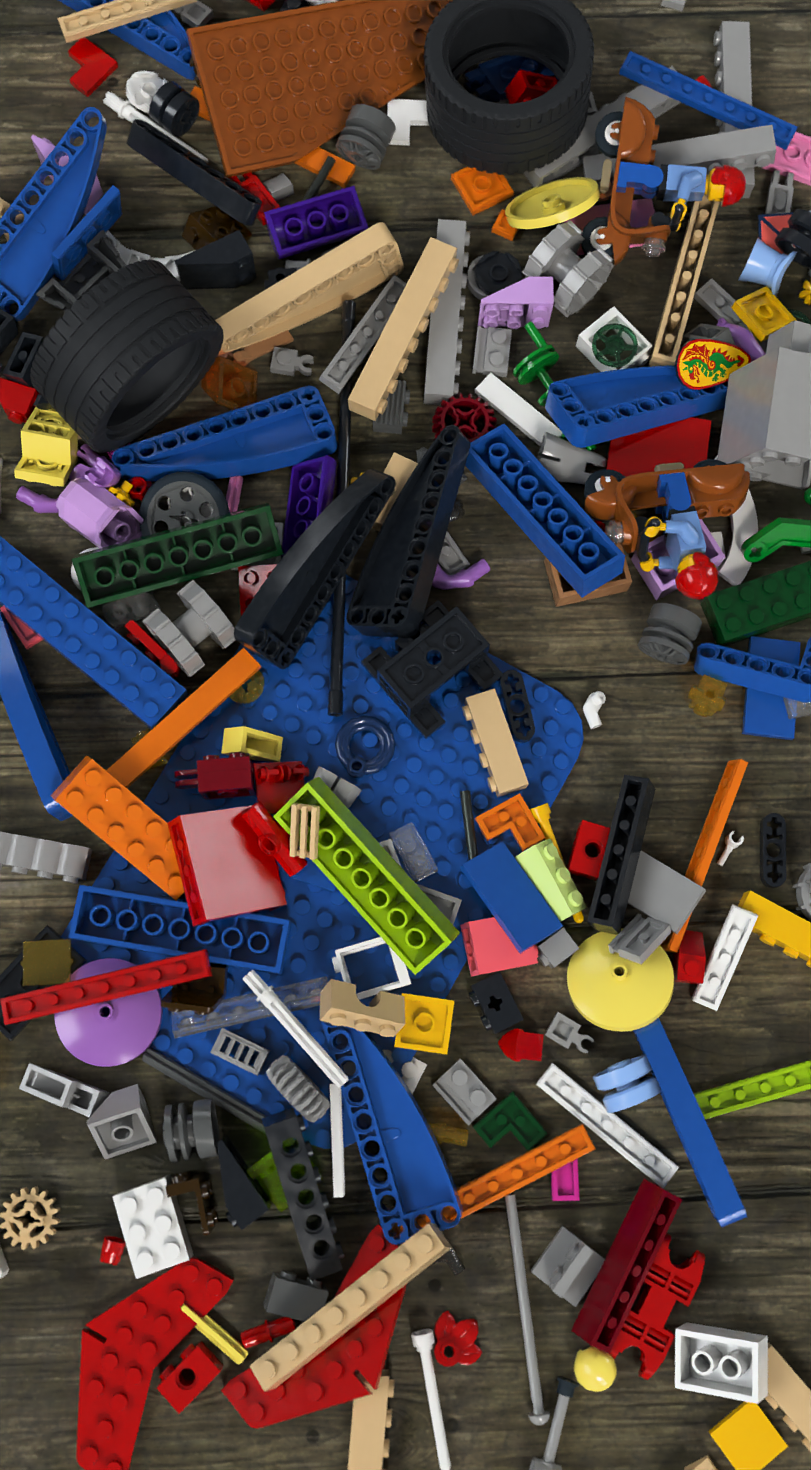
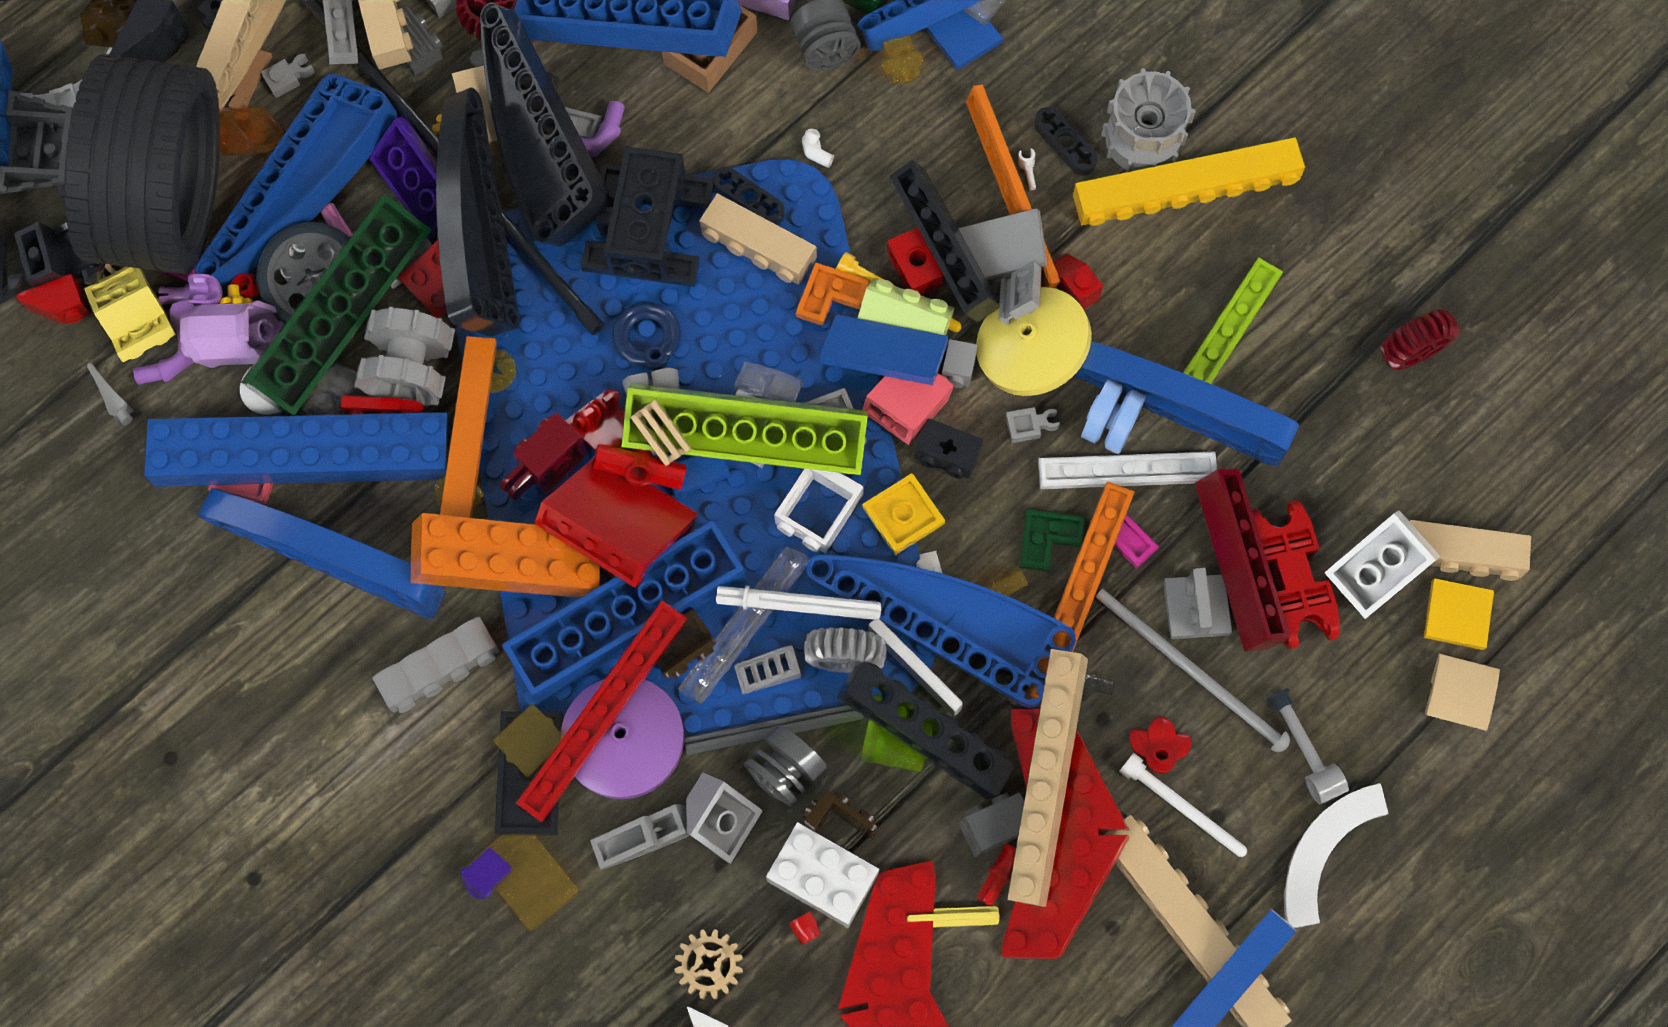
camera: 35 degrees left, 5 degrees down
(180, 1391) = (973, 949): red brick -> none
(242, 1194) = (871, 775): black slope -> none
(253, 743) = (543, 405): light yellow slope -> none
(342, 1007) = (823, 548): tan arch -> none
(464, 1091) = (986, 544): light grey plate -> none
(469, 824) = (796, 326): pearl dark grey bar -> none
(522, 1045) = (1000, 464): red tile -> none
(594, 1369) = (1290, 663): light yellow hair -> none
(725, 957) = (1102, 253): white tile -> none

